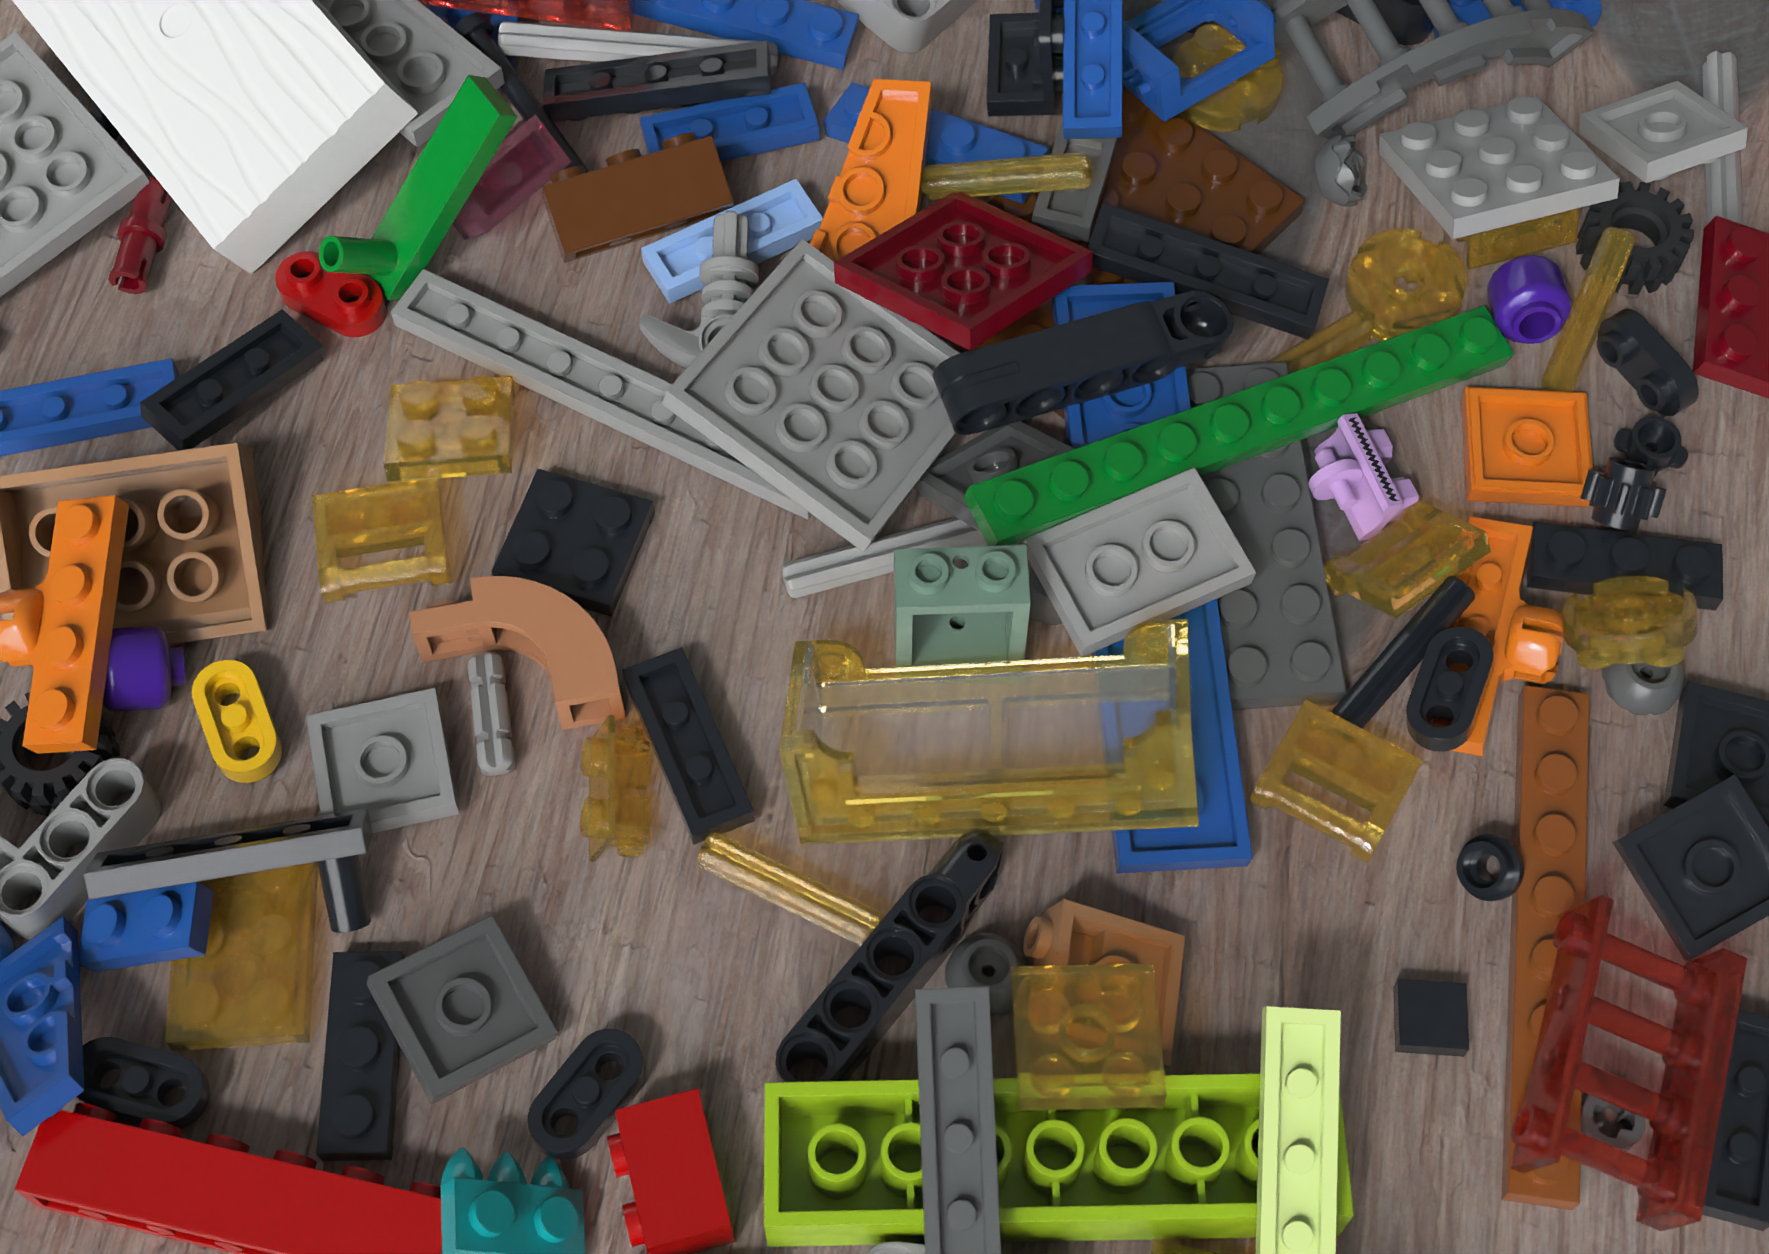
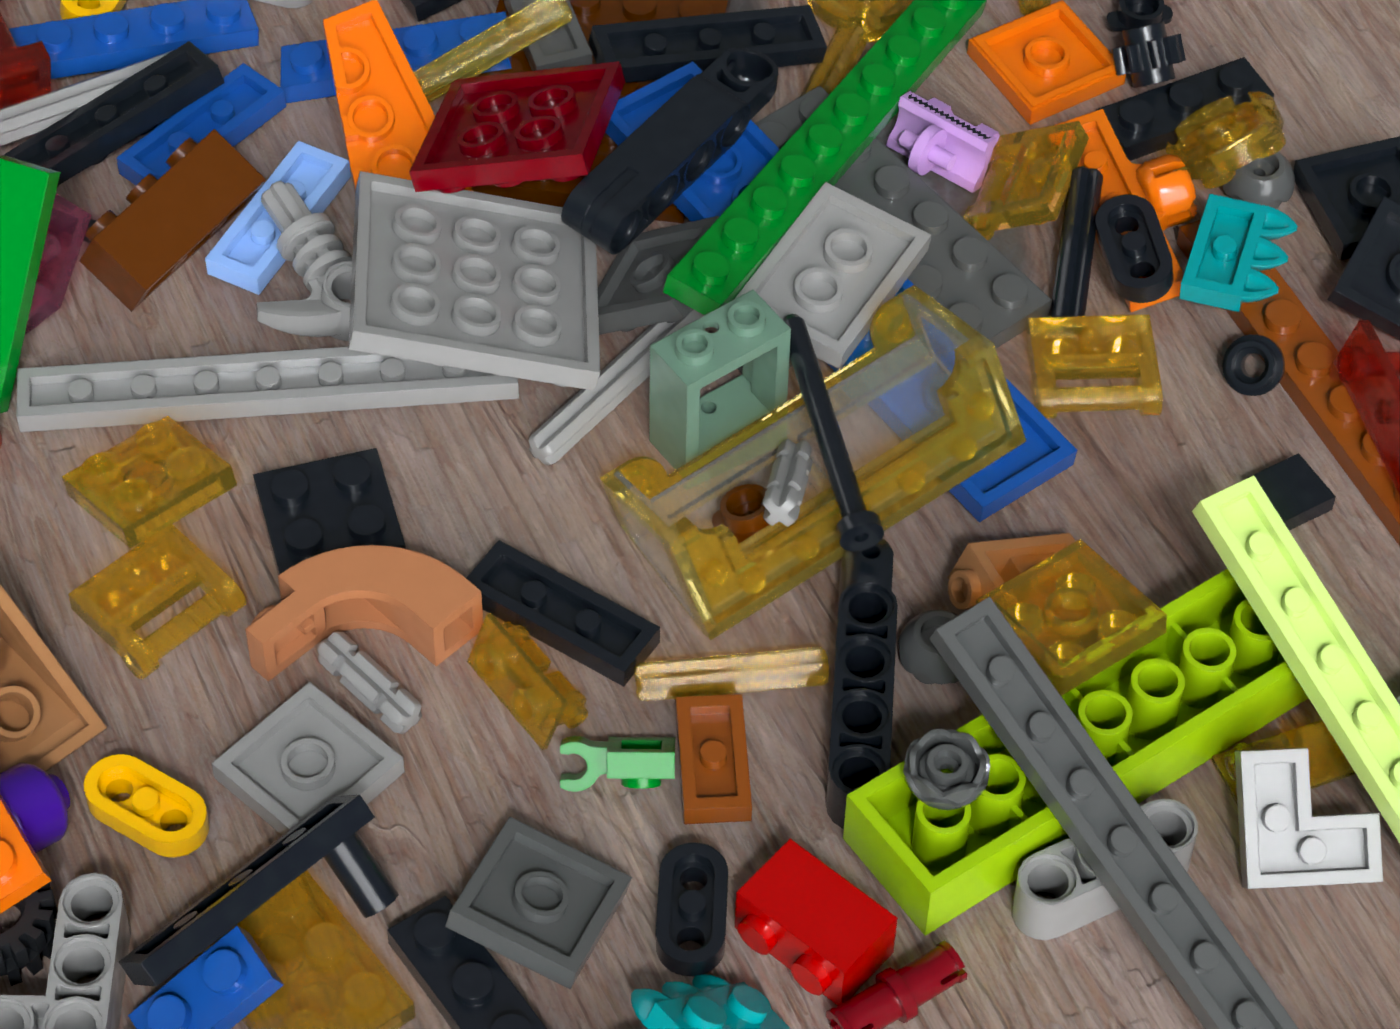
camera: 35 degrees left, 10 degrees down
(638, 919) = (634, 760): none -> plate
(710, 962) = (713, 759): none -> dark orange plate
(859, 1096) = (951, 751): none -> dark grey plate
(901, 748) = (742, 511): none -> reddish brown plate
(944, 744) = (787, 482): none -> light grey axle
(964, 827) = (858, 527): none -> black bar
(1542, 742) = (1232, 251): none -> teal plate

